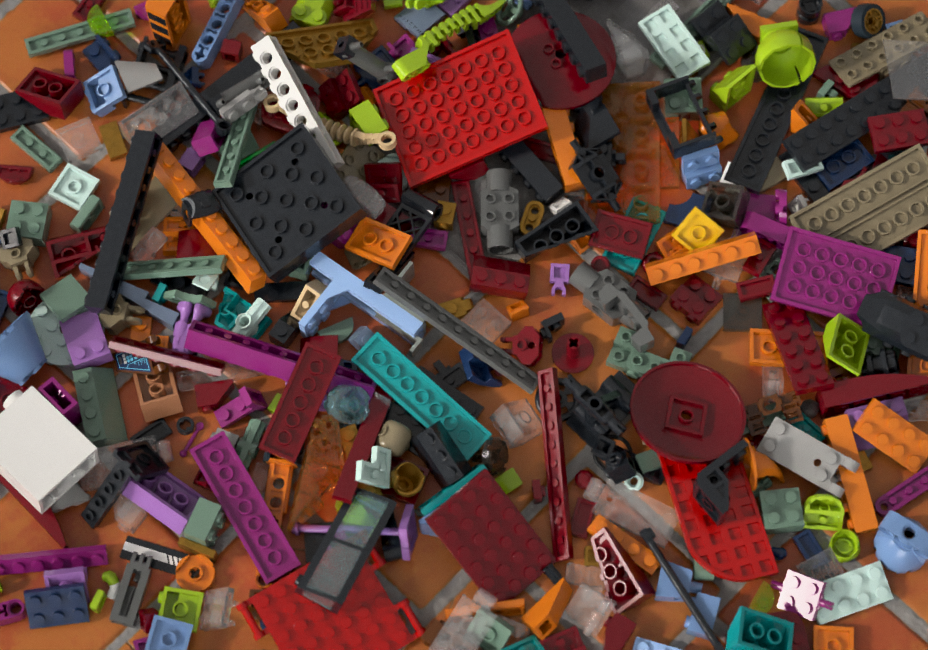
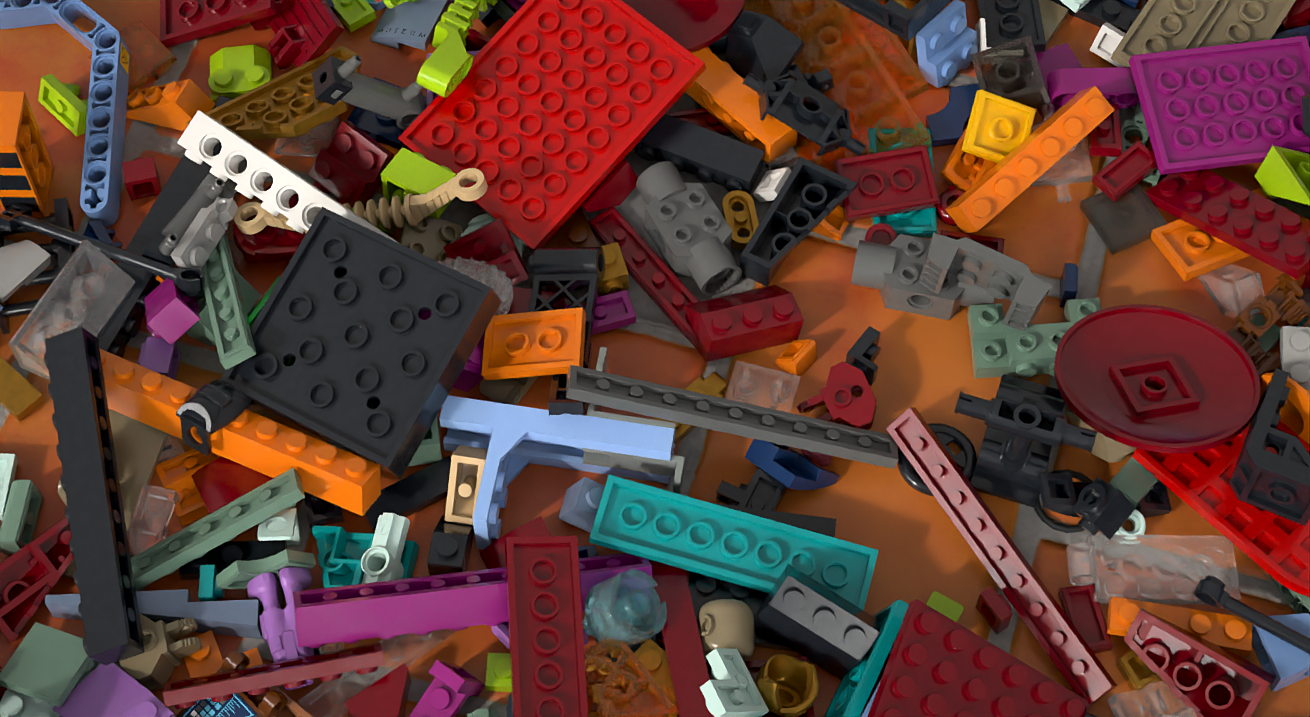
camera: 30 degrees left, 10 degrees down
(342, 329) = (541, 503): sand green tile -> none
(401, 46) = (406, 67): magenta bracket -> none
(493, 456) = (896, 585): clear smoke tile -> none
(517, 422) = (899, 522): clear slope -> none
(559, 276) = (832, 282): medium lavender plate -> none
(572, 353) = (918, 379): dark red piece -> none
(582, 479) = (1051, 559): dark red tile -> none
(695, 299) = (1047, 228): dark red plate -> none
(781, 206) = (1088, 46): magenta plate -> none

